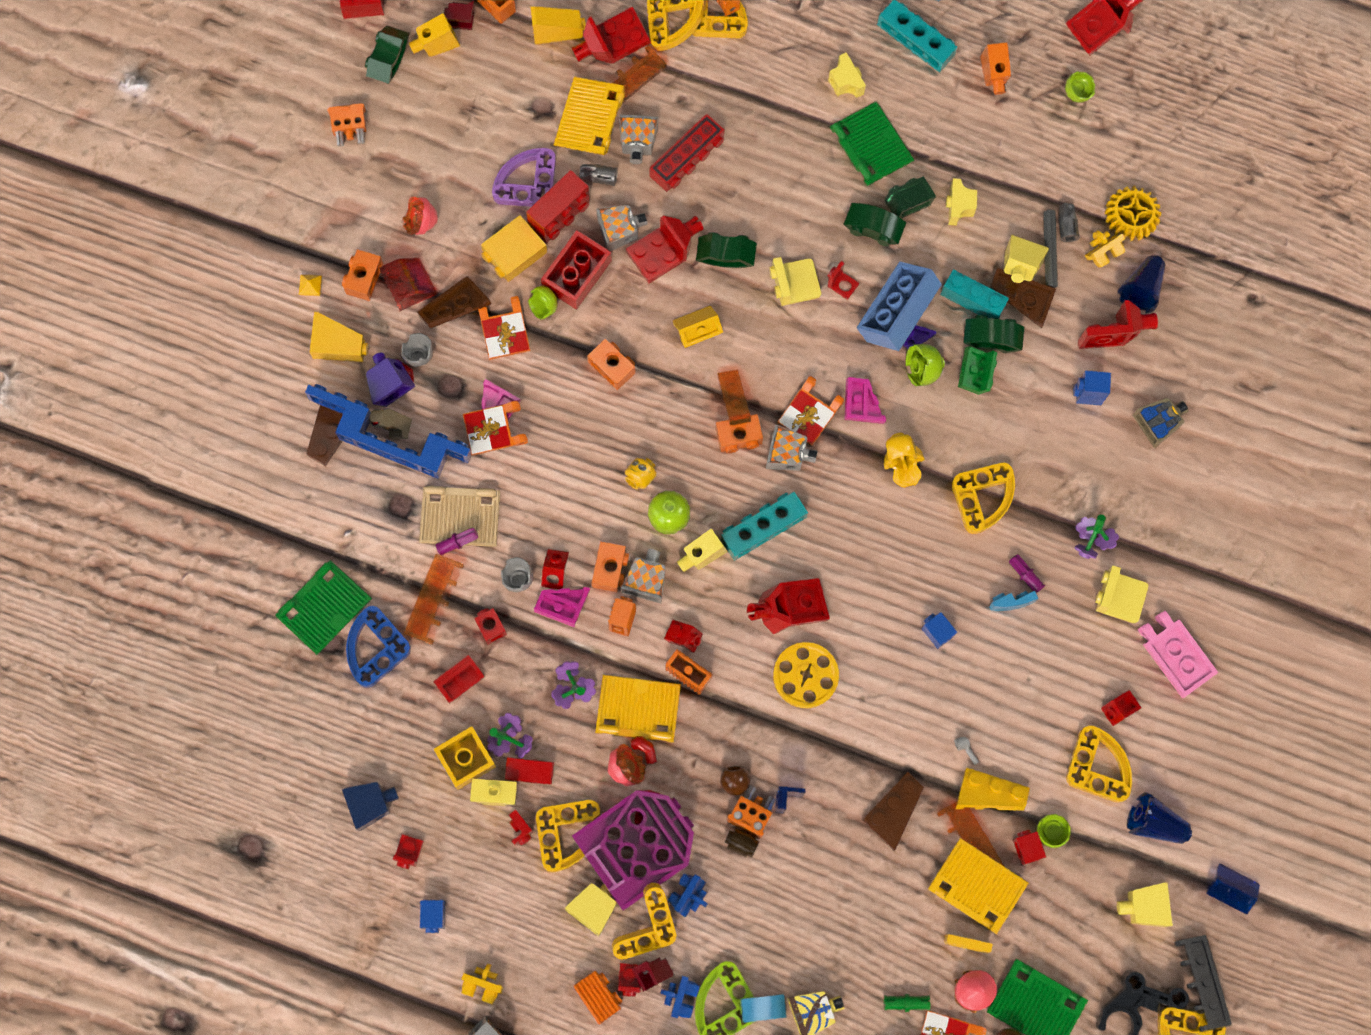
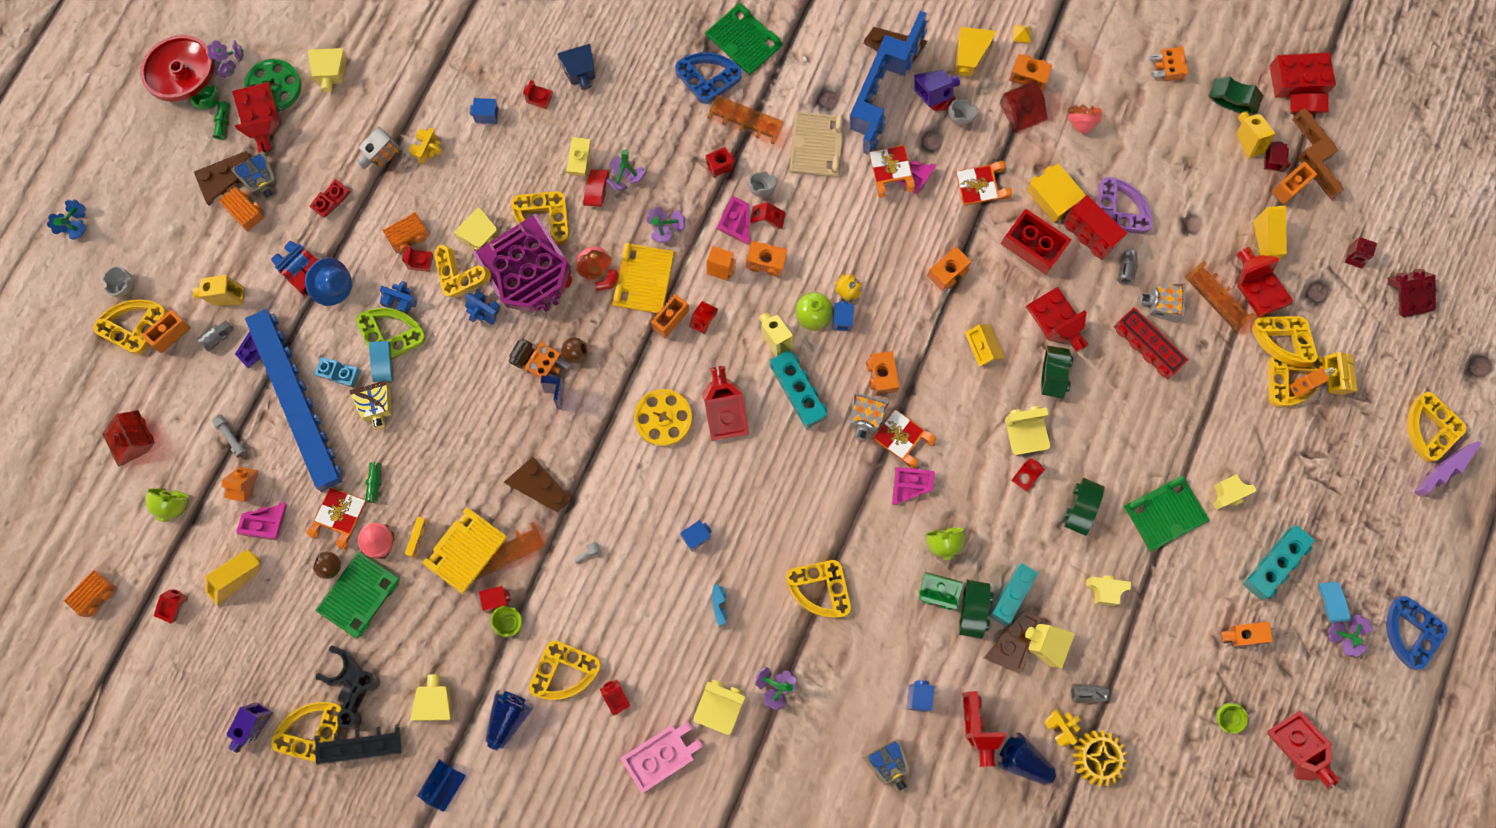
camera: 90 degrees right, 0 degrees up
(394, 422) = (899, 82): dark tan leg -> none
(454, 303) = (1005, 143): reddish brown wing -> none
(457, 541) = (793, 137): magenta axle -> none
(459, 679) = (676, 136): red hinge -> none
(464, 758) = (608, 136): yellow brick -> none
(519, 824) = (551, 180): red bracket -> none
(543, 302) = (1006, 215): lime hair -> none
(589, 115) = (1184, 260): yellow window -> none
(619, 225) = (1078, 281): torso -> none
(646, 578) = (755, 288): torso -> none
(652, 973) = (419, 275): dark red window -> none
(675, 478) = (843, 316): none -> blue brick
(734, 397) = (916, 369): clear orange tile -> none
(899, 306) = (1002, 520): medium blue brick -> none
(903, 458) = (857, 515): yellow head -> none
(910, 197) = (1111, 541): clear green brick -> none
(918, 336) = (975, 536): dark purple piece -> none
(988, 791) = (547, 568): yellow wing -> none
(1026, 573) = (744, 621): magenta axle -> none
(1050, 241) = (1062, 674): dark grey axle -> none

